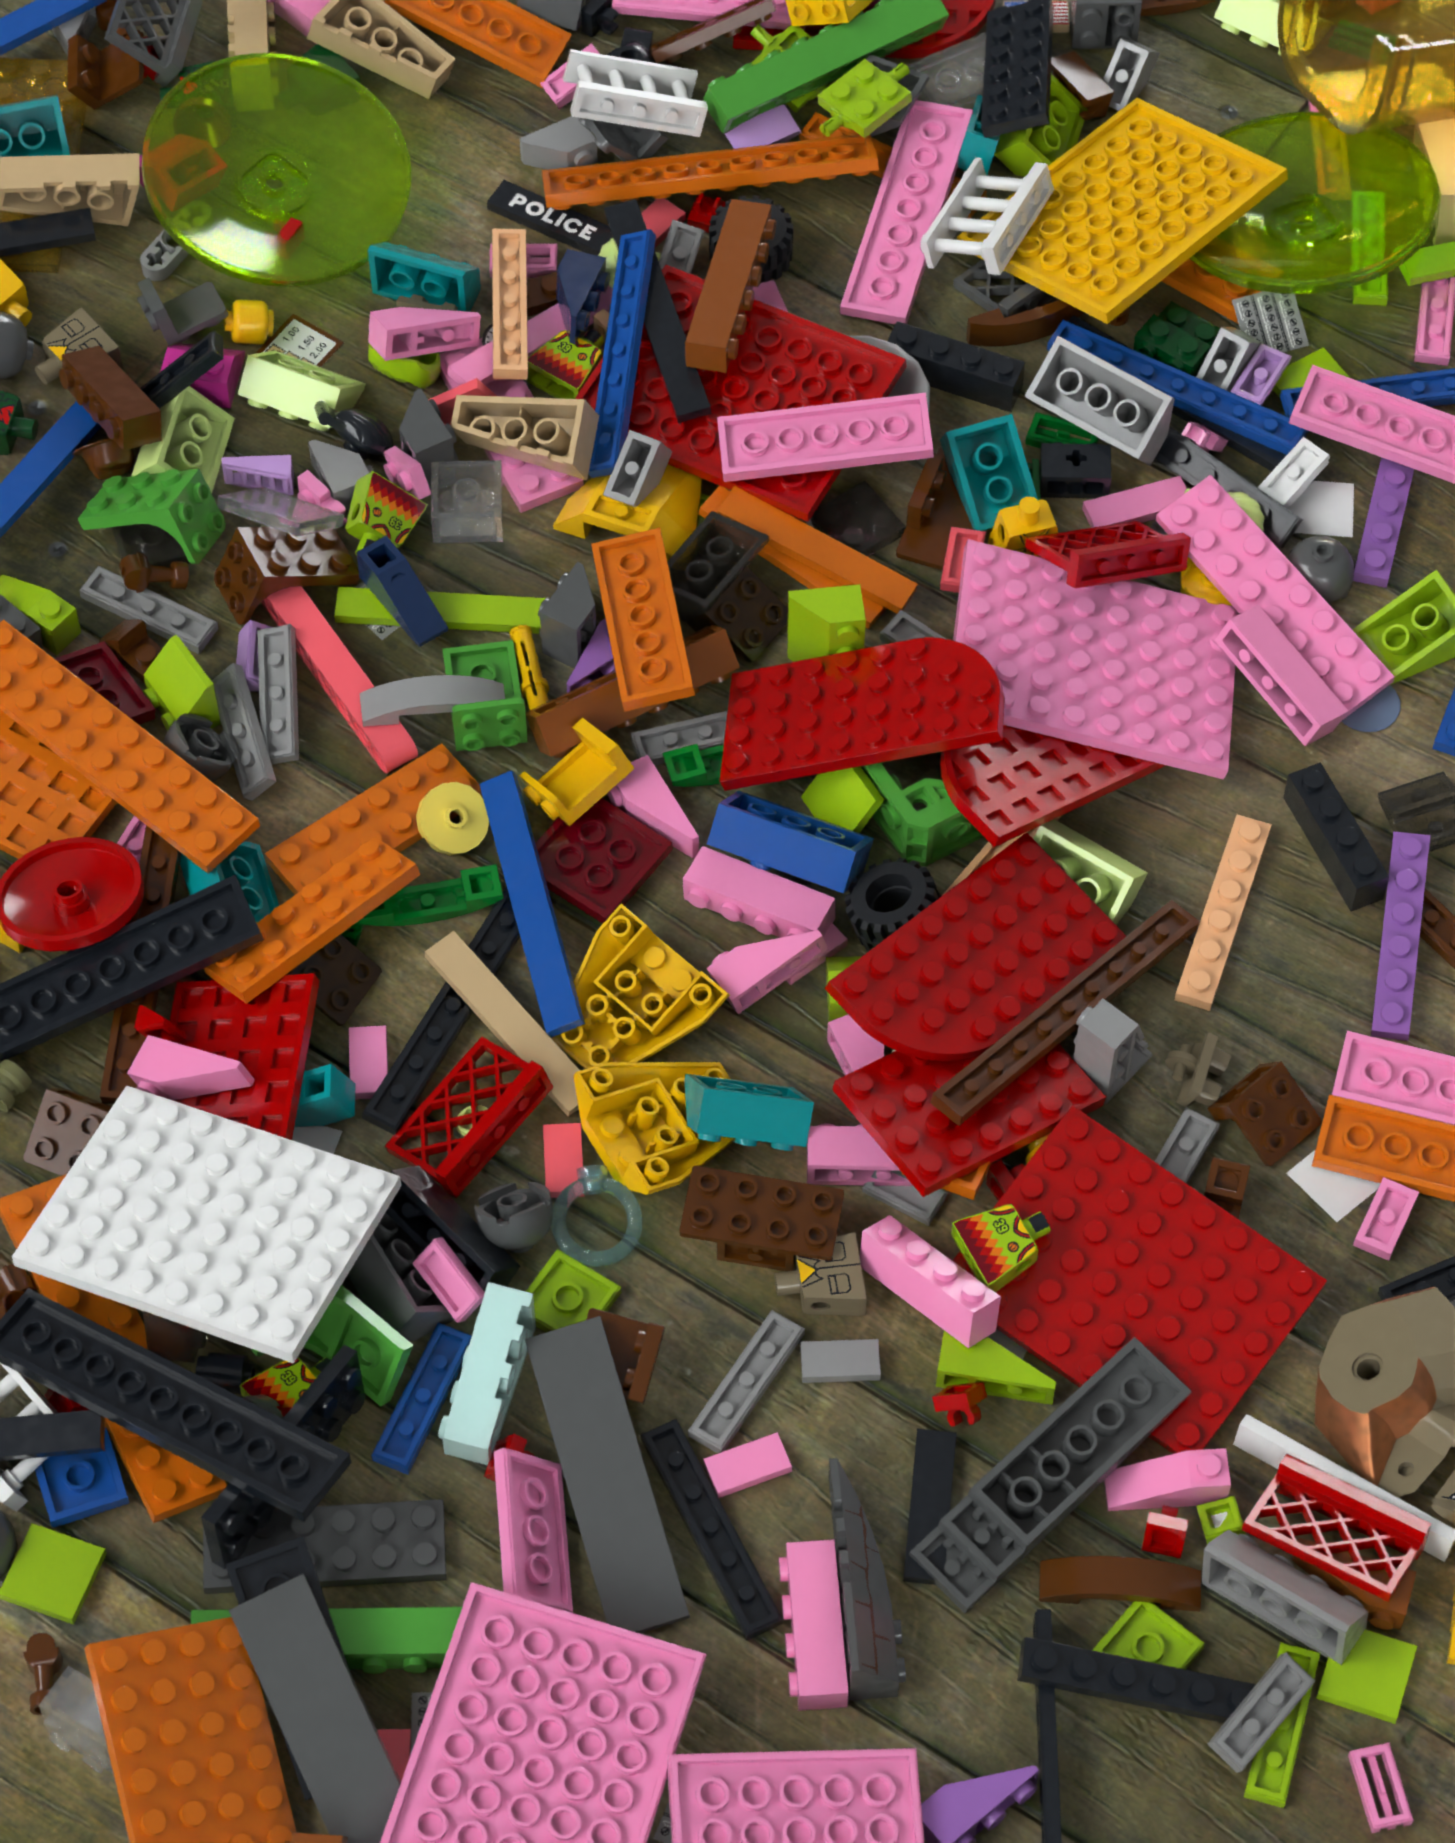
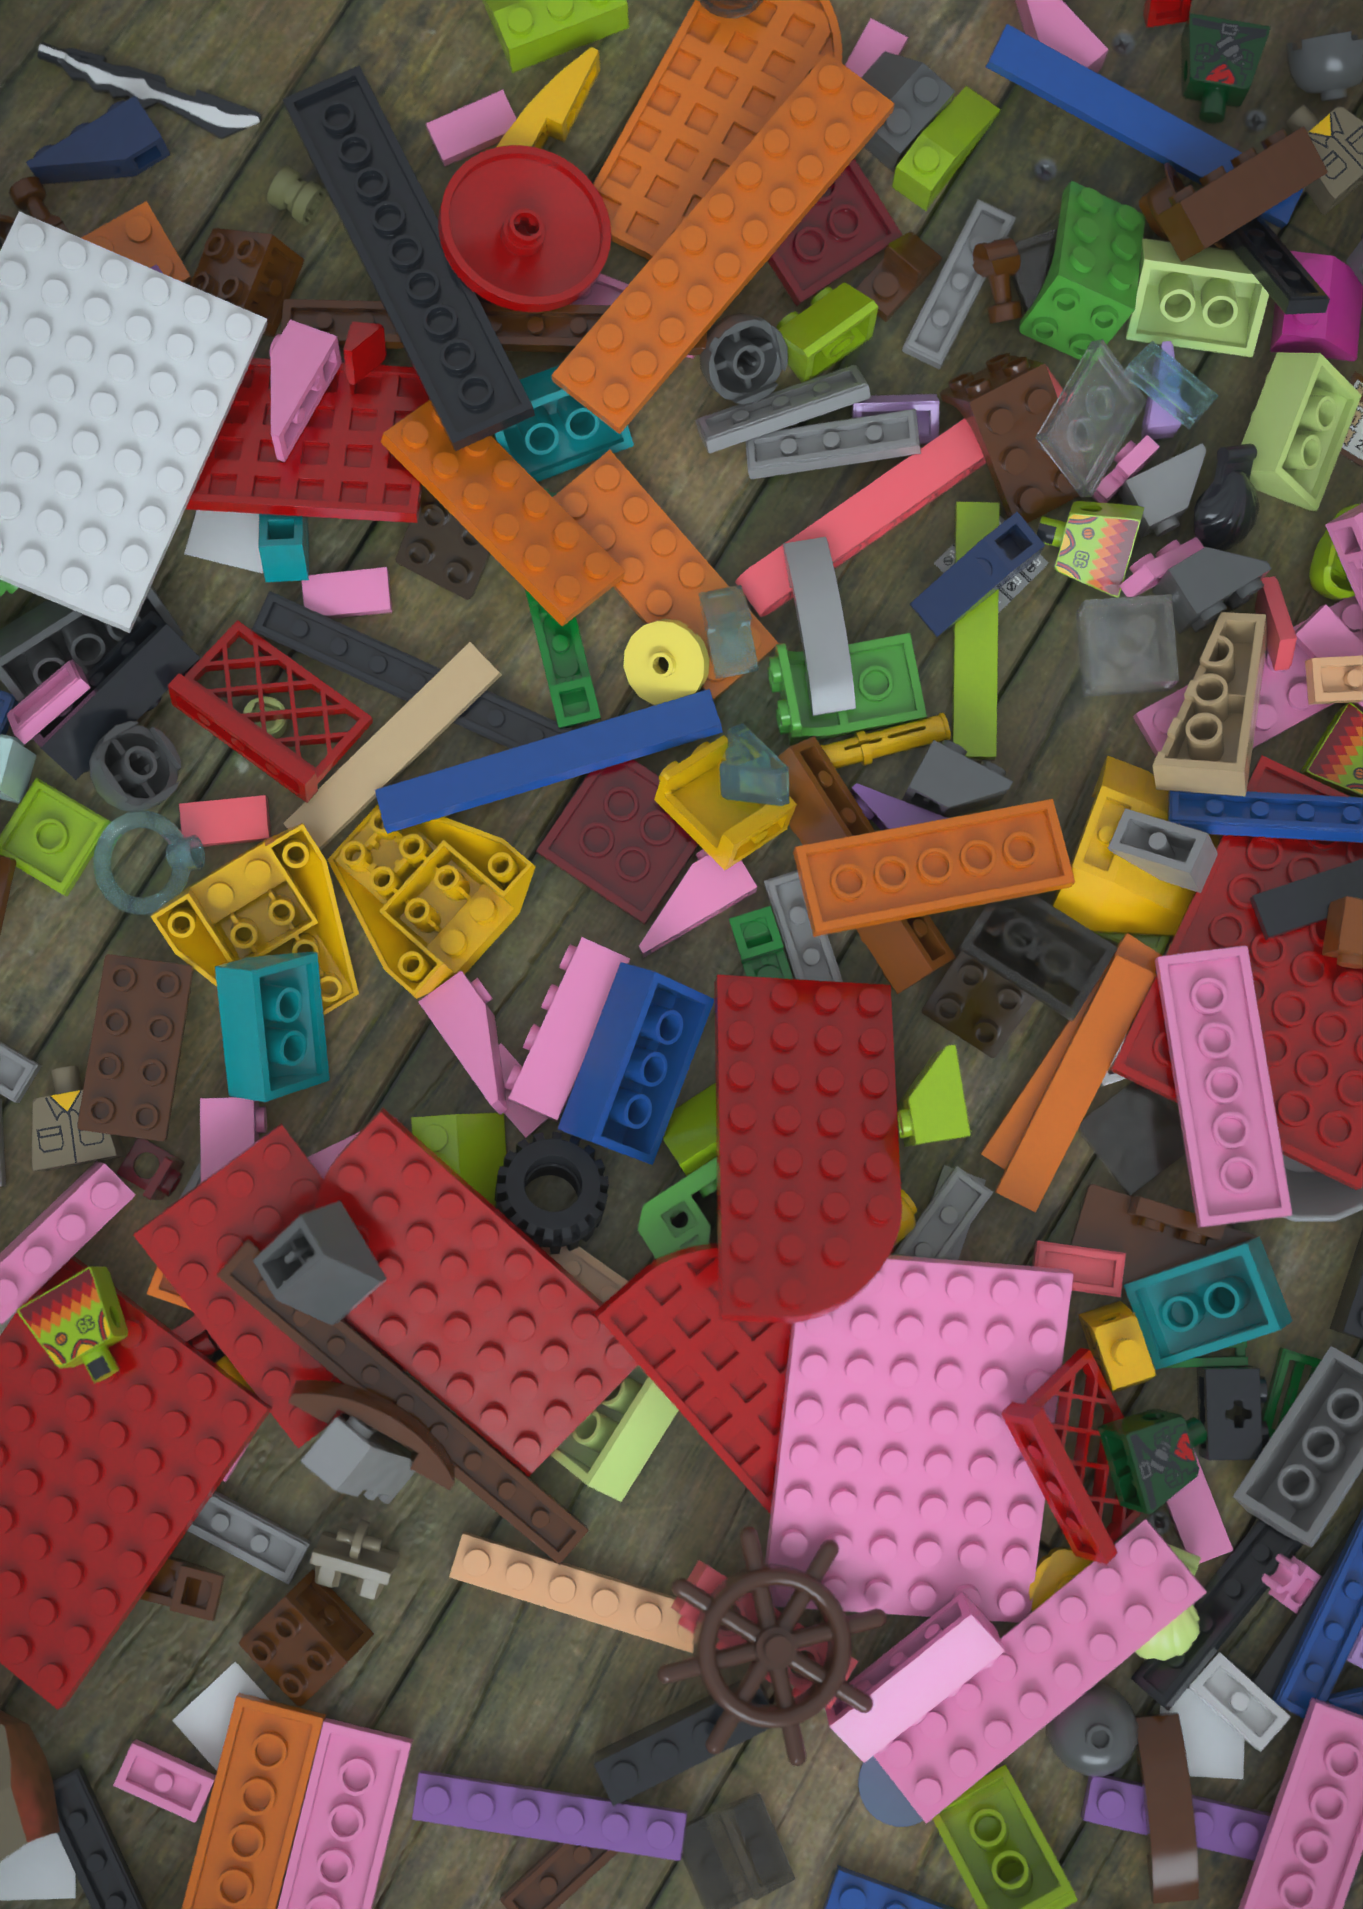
camera: 90 degrees right, 25 degrees up
(260, 456) = (1170, 384): none -> clear light blue slope
(425, 769) = (728, 631): none -> clear light blue slope
(552, 742) = (752, 770): none -> clear light blue slope
(871, 1207) = (166, 1177): none -> dark red bracket
(954, 1030) = (321, 1265): none -> dark grey slope
(1104, 985) = (326, 1397): none -> reddish brown slope
(1110, 510) = (1151, 1456): none -> dark green torso
(1261, 764) = (770, 1640): none -> reddish brown brick
(1378, 520) = (1168, 1809): none -> reddish brown slope

